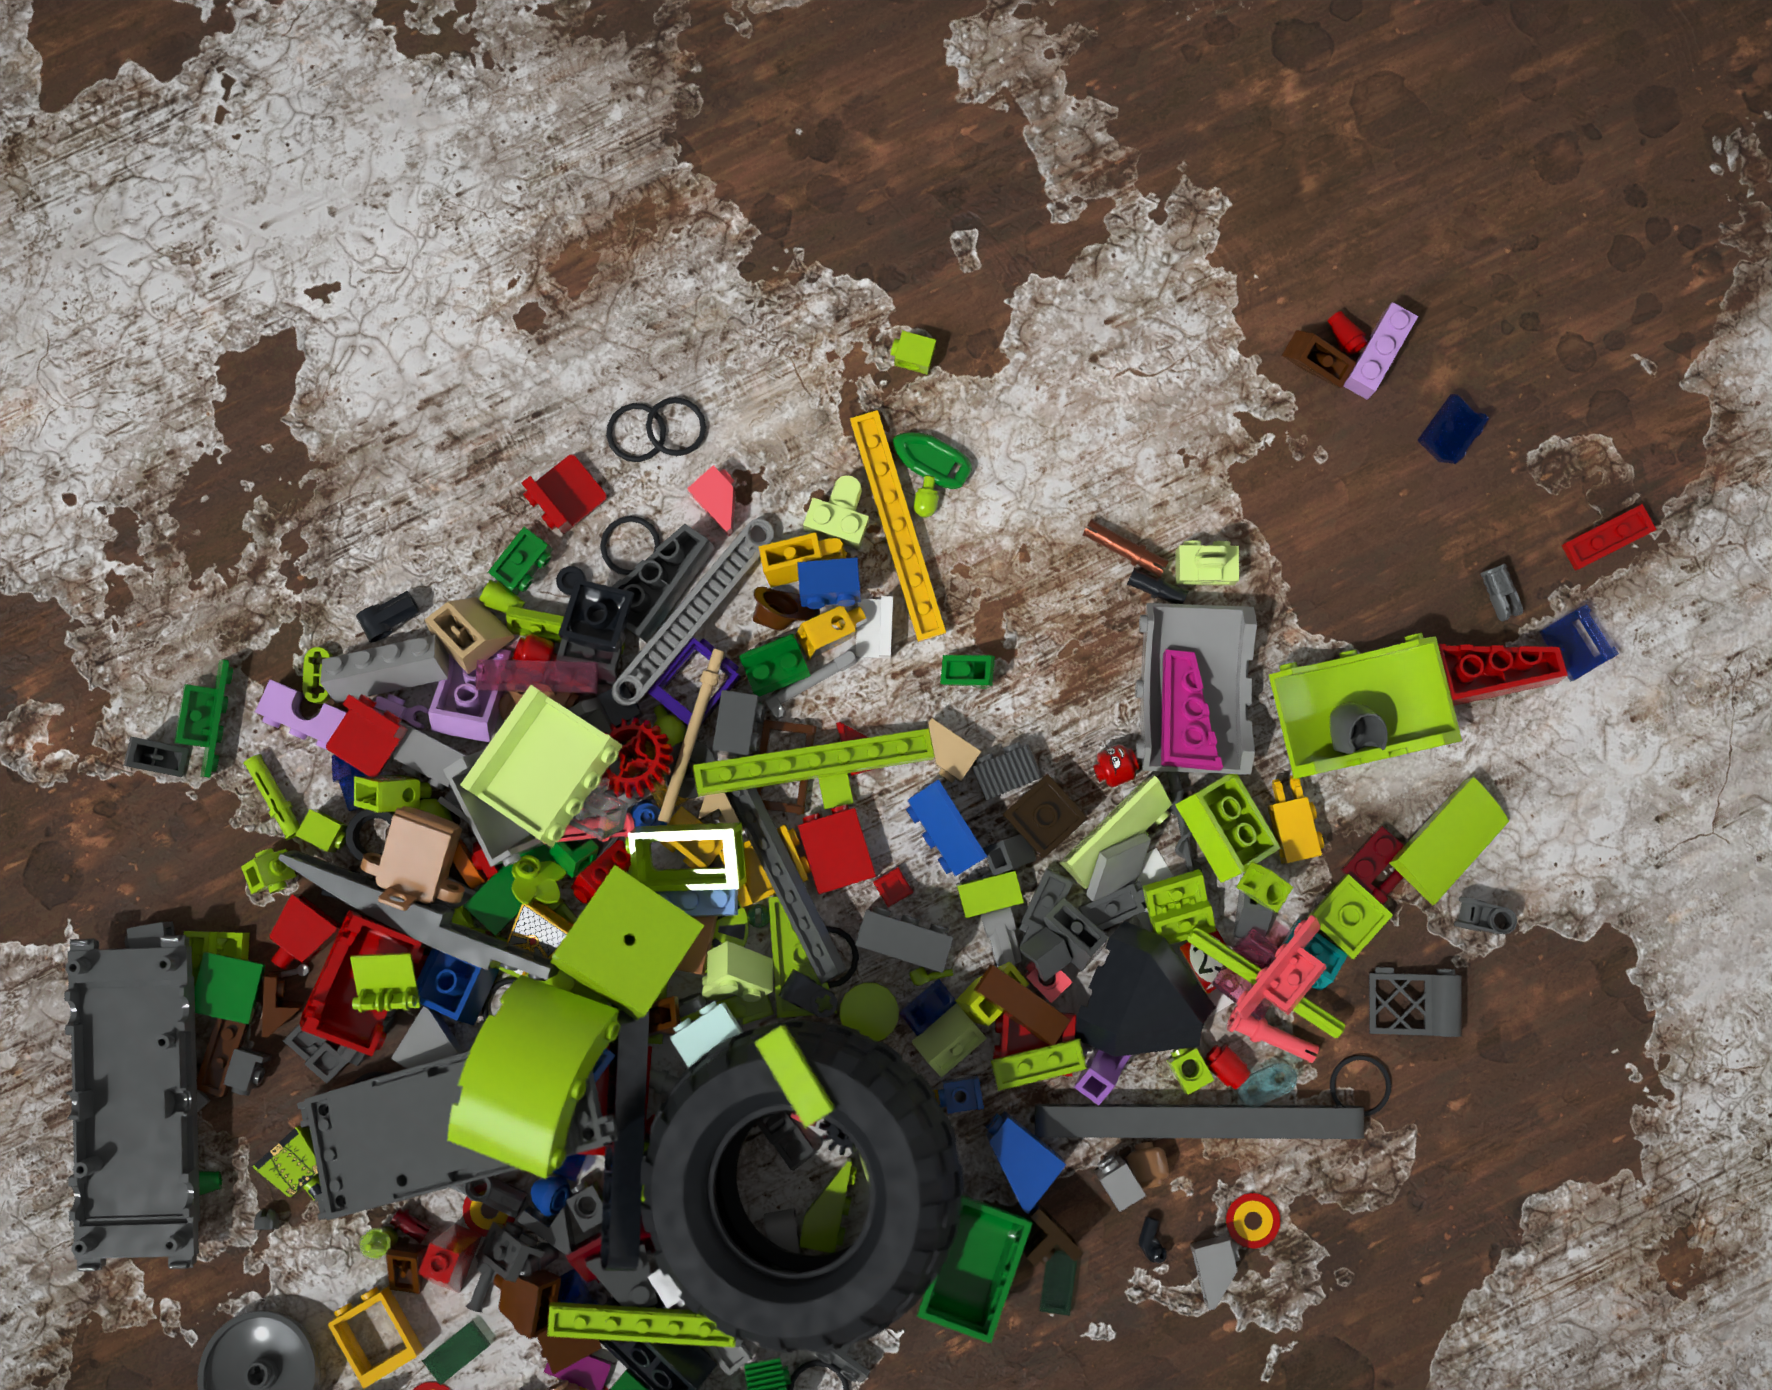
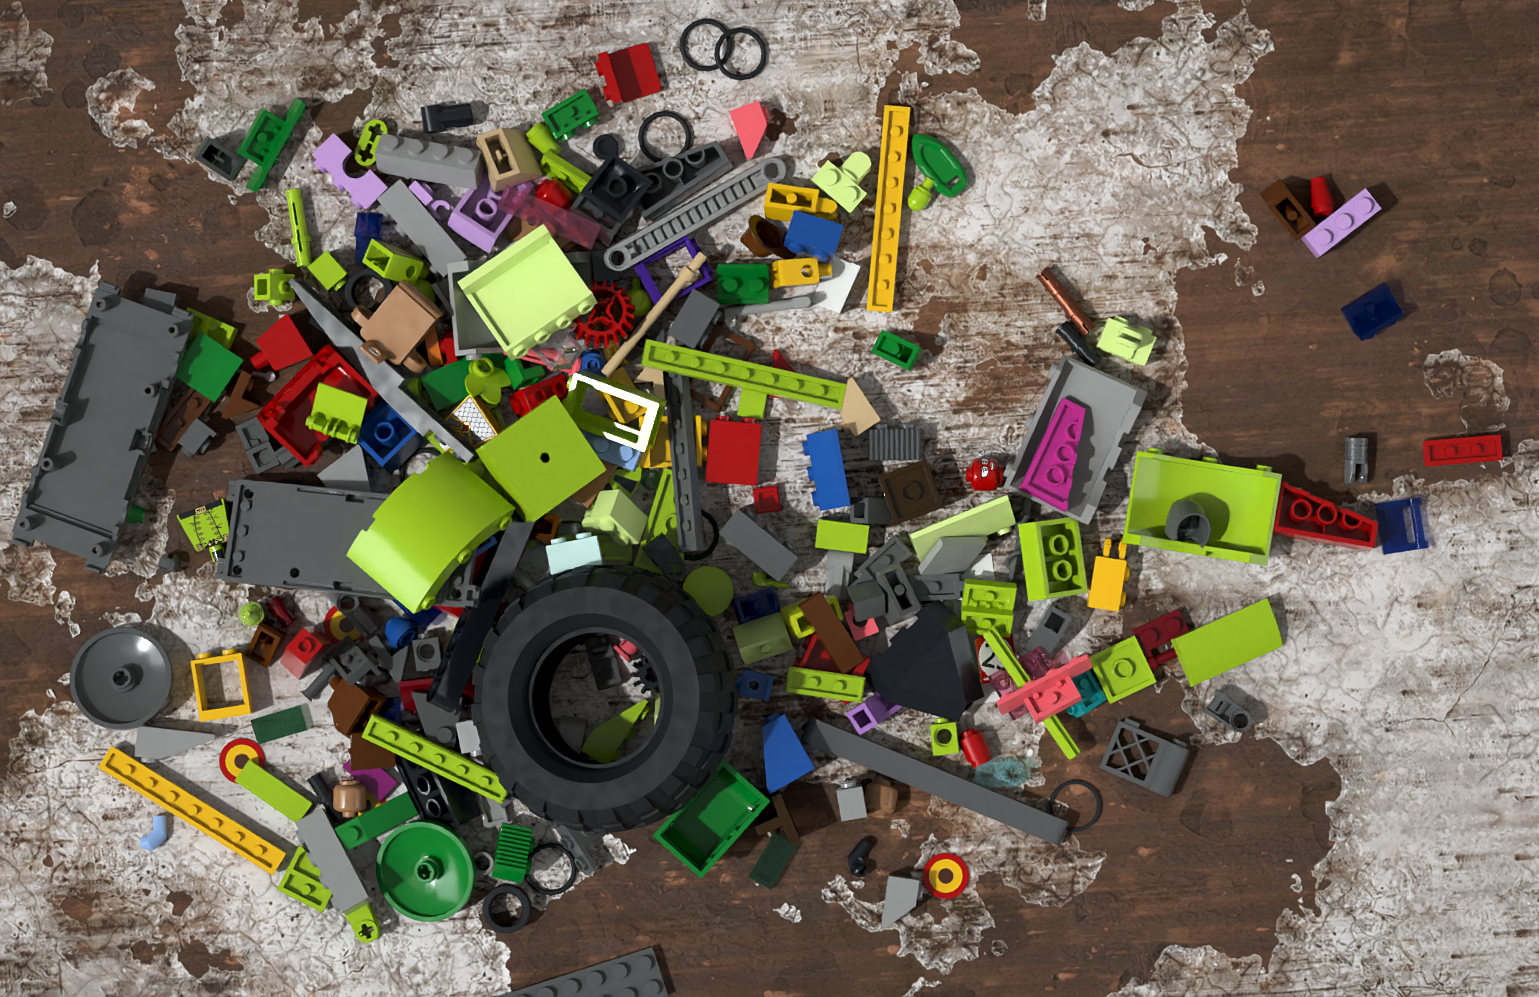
camera: 25 degrees right, 5 degrees up
(366, 736) = (395, 211): red bracket -> none
(794, 1075) = (634, 610): lime tile -> none
(913, 352) = (959, 70): lime brick -> none
(1261, 1030) = (1013, 730): coral pin -> none
(1264, 887) = (1055, 609): lime brick -> none

